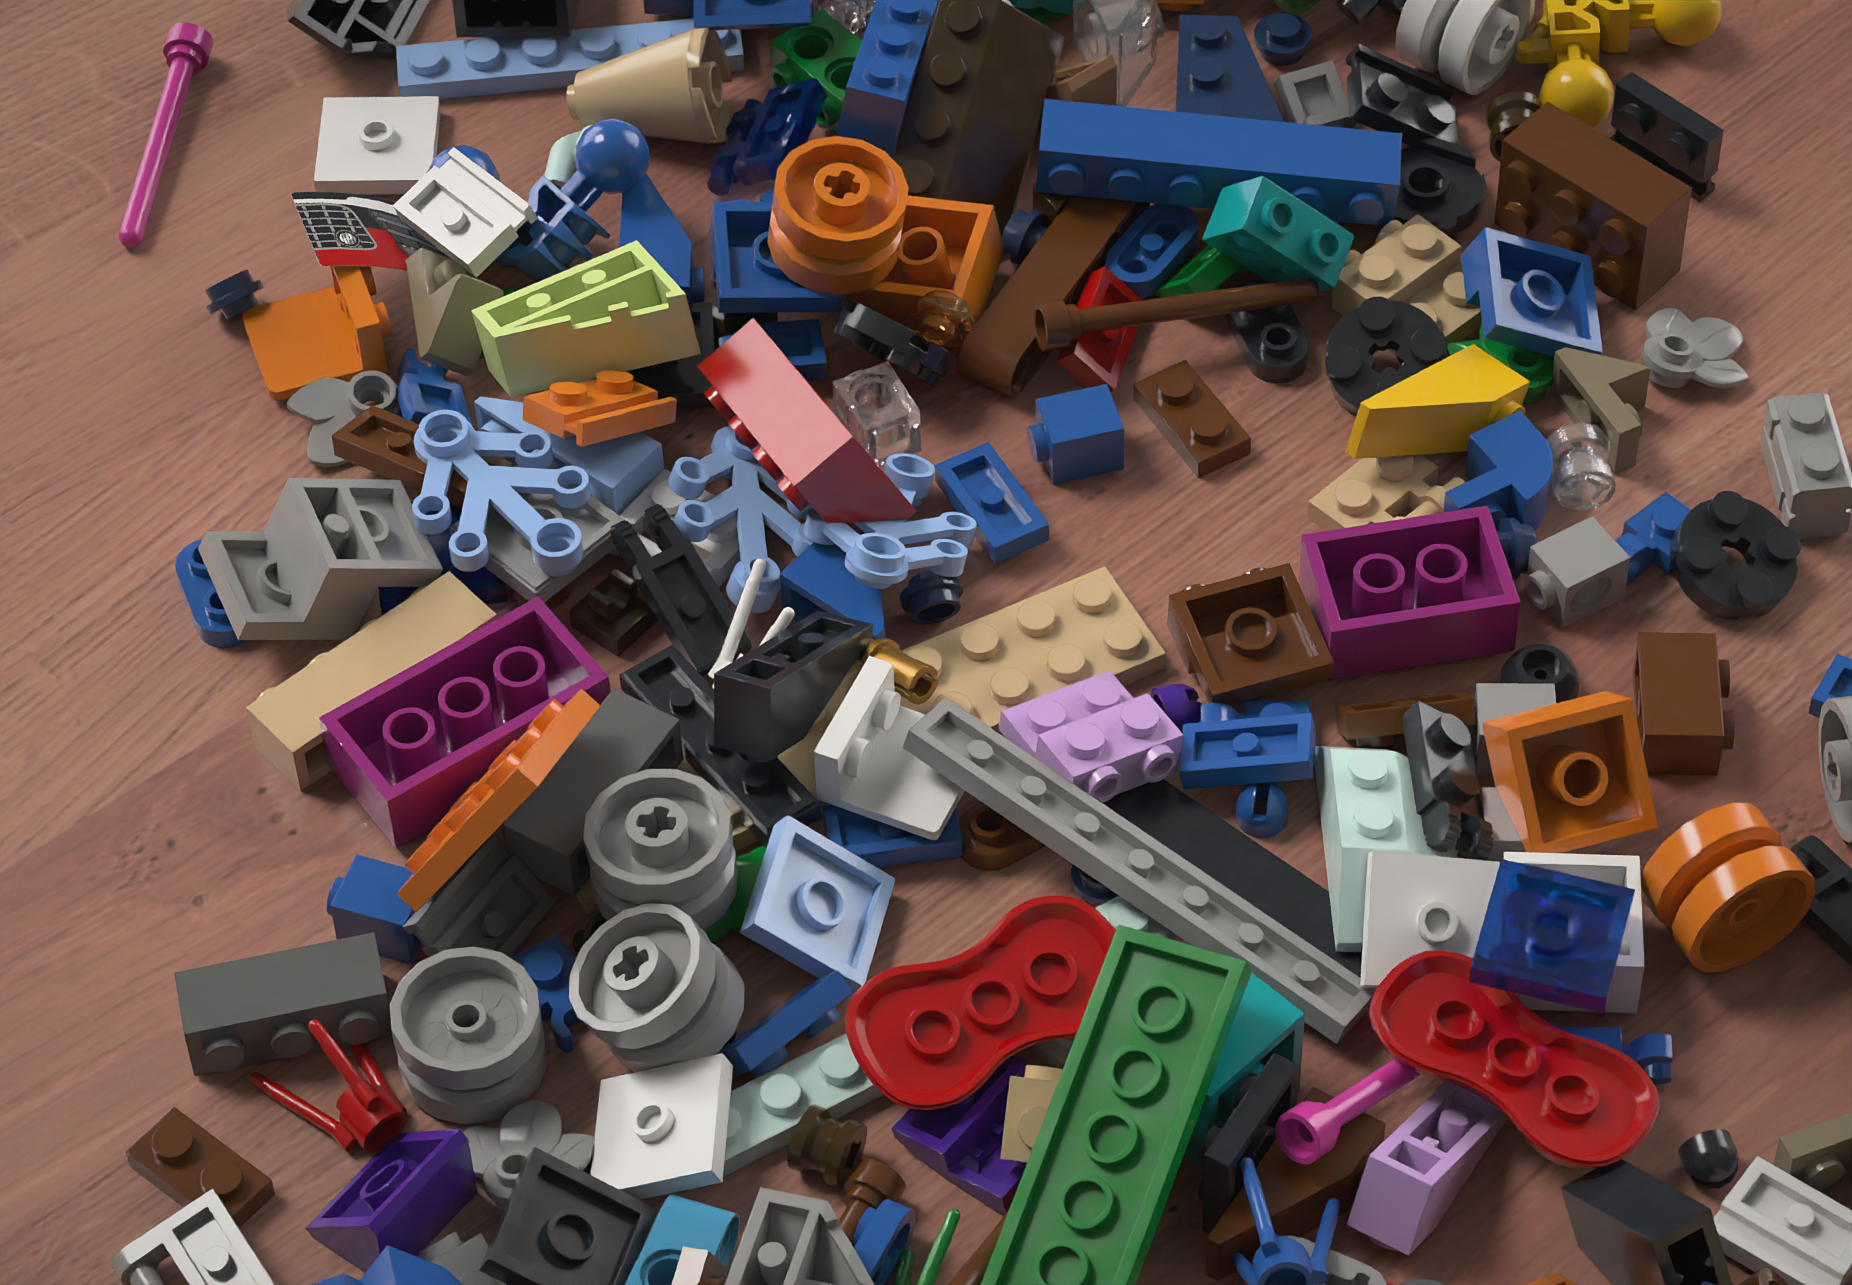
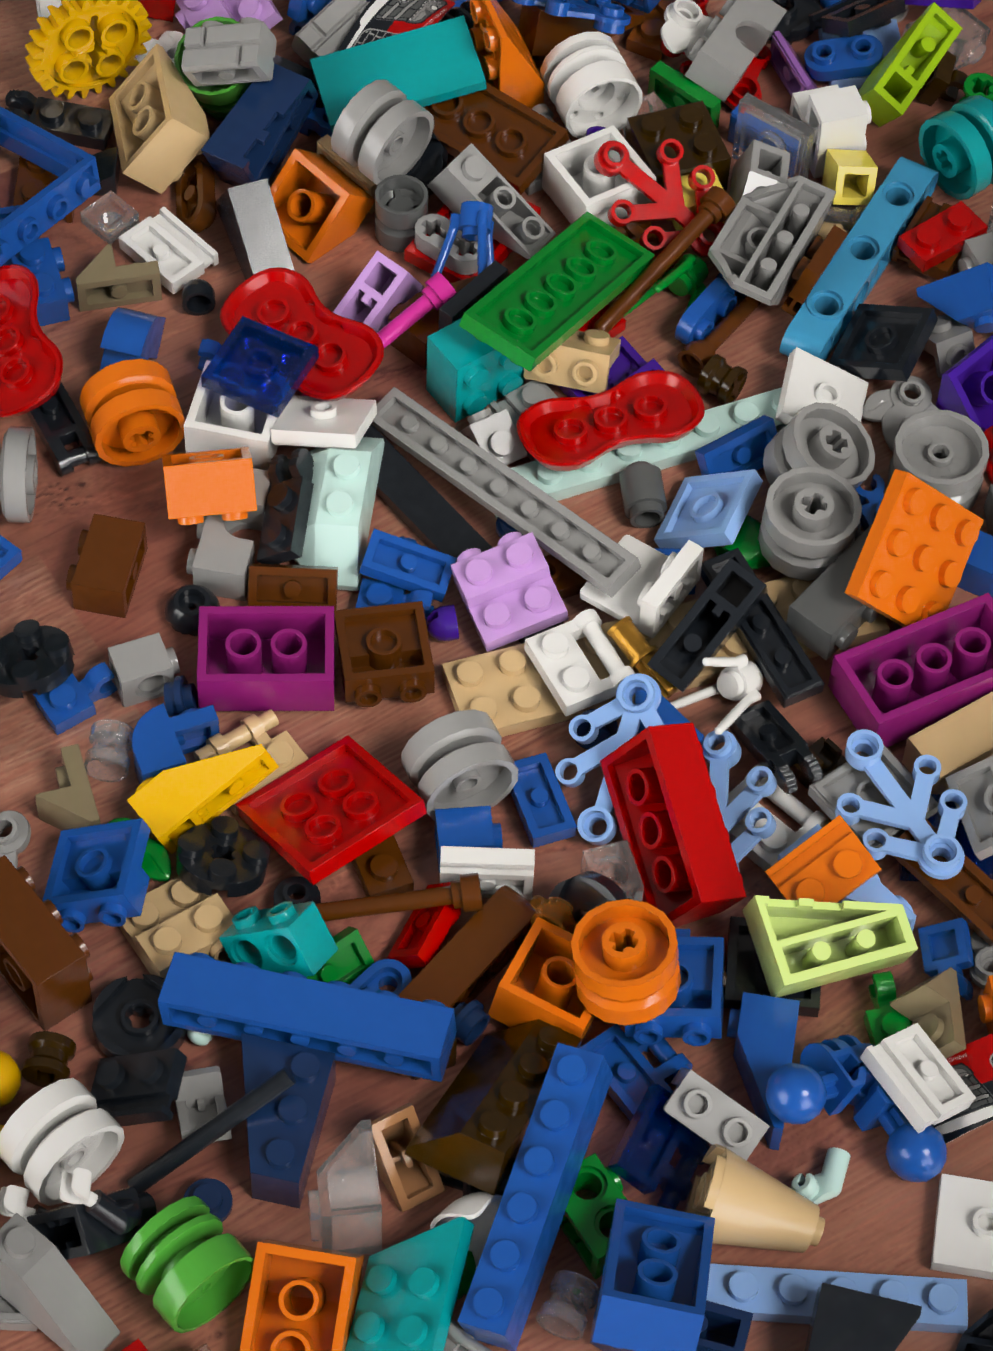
camera: 175 degrees left, 5 degrees up
(707, 163) = (713, 1114): none -> light grey bracket
(919, 928) = (643, 494): none -> dark grey brick
(983, 641) = (567, 668): none -> white plate
(1017, 377) = (494, 866): none -> white plate
(1104, 478) = (459, 762): none -> light grey wheel
(1256, 420) = (331, 809): none -> red plate
(1288, 55) = (212, 1130): none -> black bar
(1780, 1031) = (131, 336): none -> blue brick

